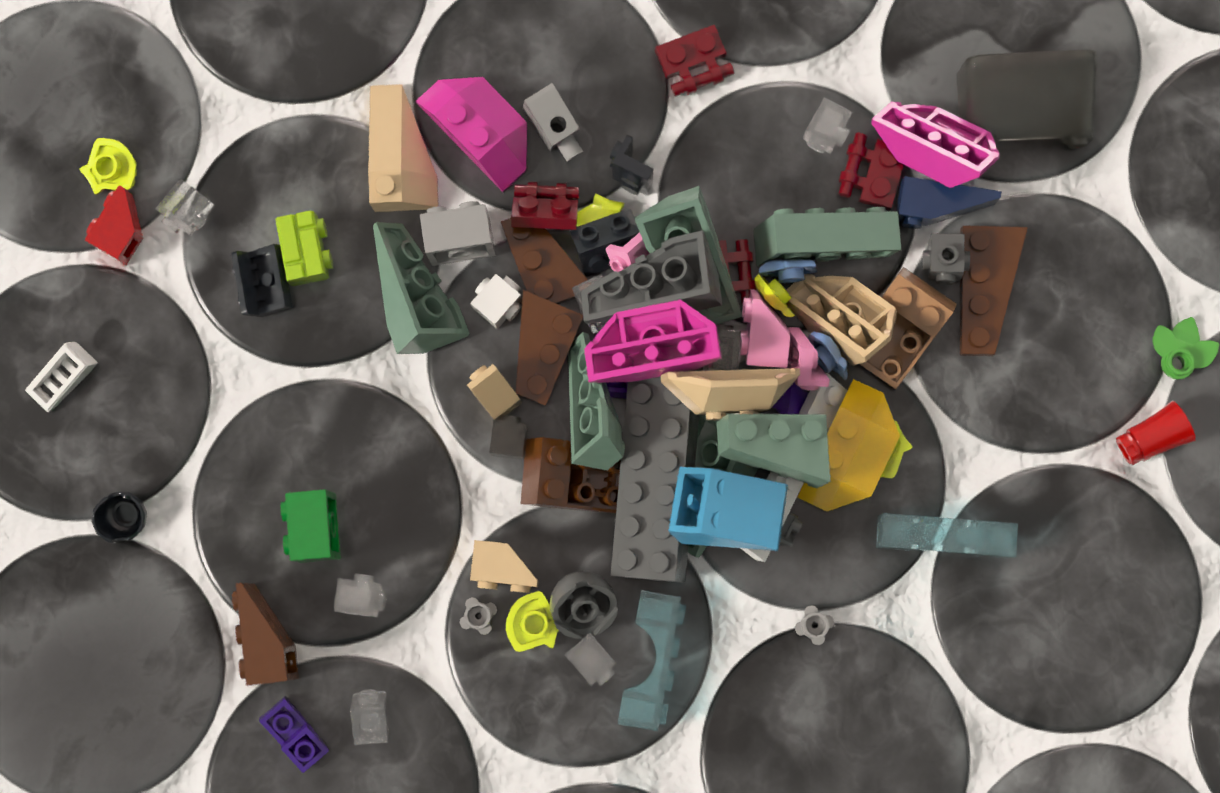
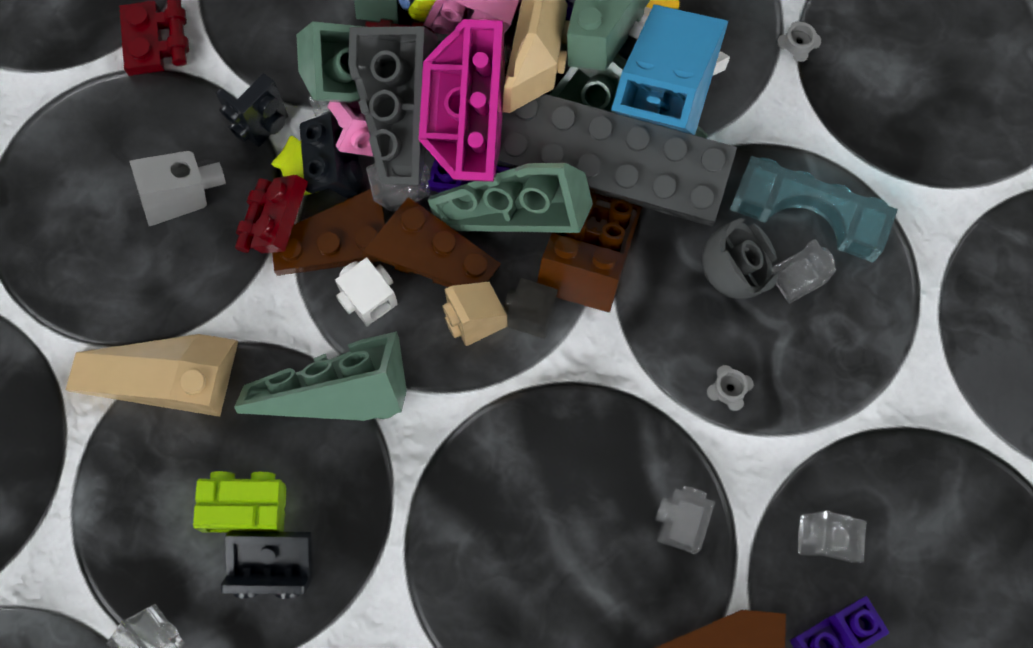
camera: 80 degrees left, 10 degrees down
(311, 526) = (592, 555): green brick -> none
(457, 233) = (275, 311): light grey brick -> none
(480, 126) = (153, 273): dark pink wedge -> none
(500, 564) = (676, 348): tan slope -> none
(531, 623) = (748, 329): neon yellow animal -> none

